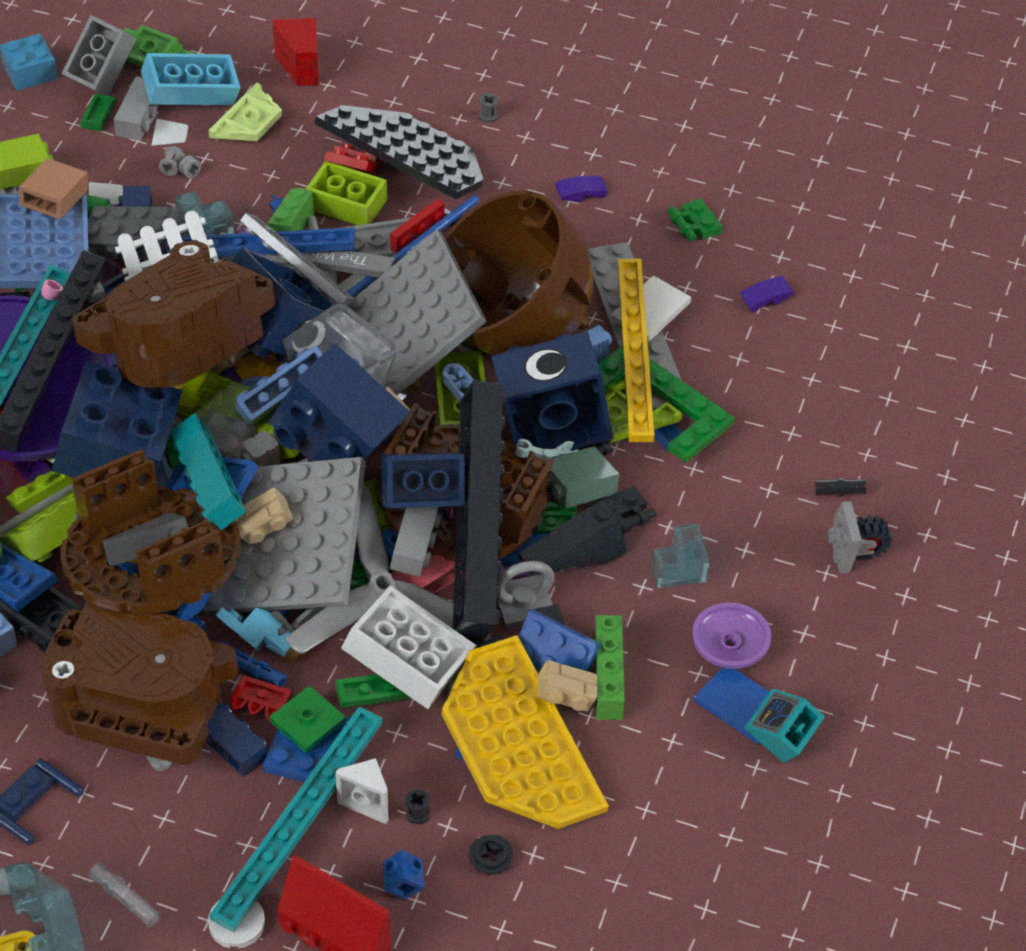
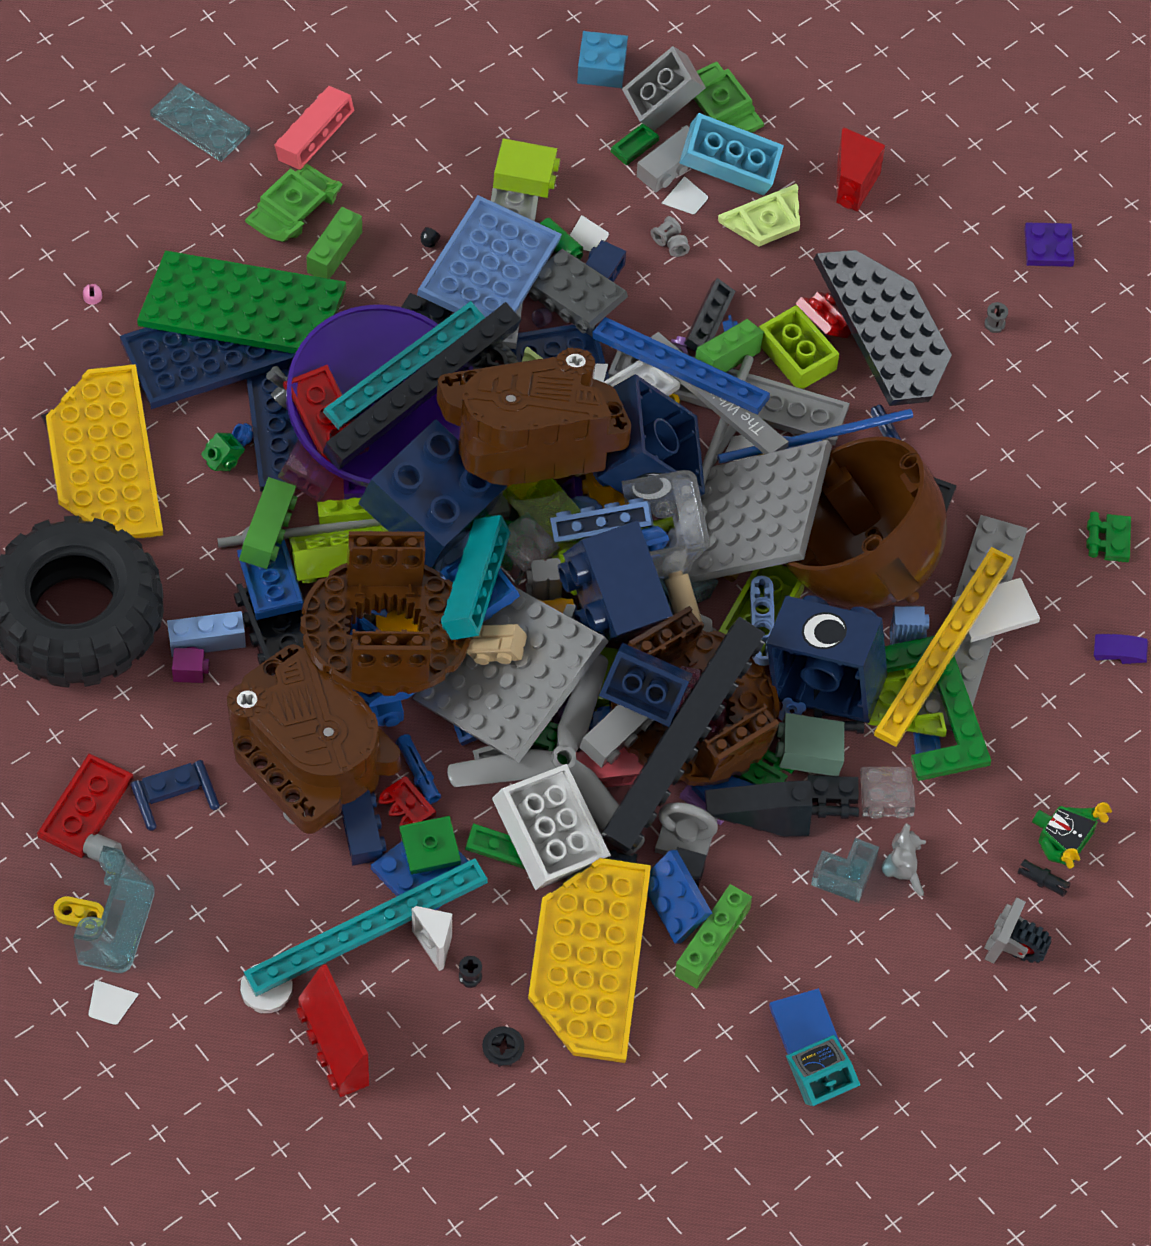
camera: 30 degrees right, 10 degrees up
(51, 290) = (456, 331): bright pink hinge -> none
(53, 188) = (531, 216): nougat brick -> none
(116, 888) = (191, 907): clear pin -> none
(123, 546) = (383, 615): dark grey slope -> none
(150, 239) = (577, 335): white fence -> none
(217, 214) = (651, 311): clear light blue brick -> none
(254, 197) = (710, 314): none -> black plate
(262, 629) = (442, 740): medium azure plate -> none
(292, 256) = (696, 402): light grey plate -> none
(403, 874) = (418, 1024): blue brick -> none
(416, 225) = (837, 415): red plate -> none
(489, 43) = (1049, 244): none -> dark purple plate
(524, 447) = (795, 707): light aqua piece -> none
(567, 686) = (660, 935): tan brick -> none
(577, 187) = (1021, 446): dark purple slope -> none
(666, 485) = (887, 792): none -> clear plate
(719, 528) = (903, 859): none -> light grey animal
(734, 626) = (841, 953): medium lavender dish -> none
(834, 441) = (1068, 831): none -> torso

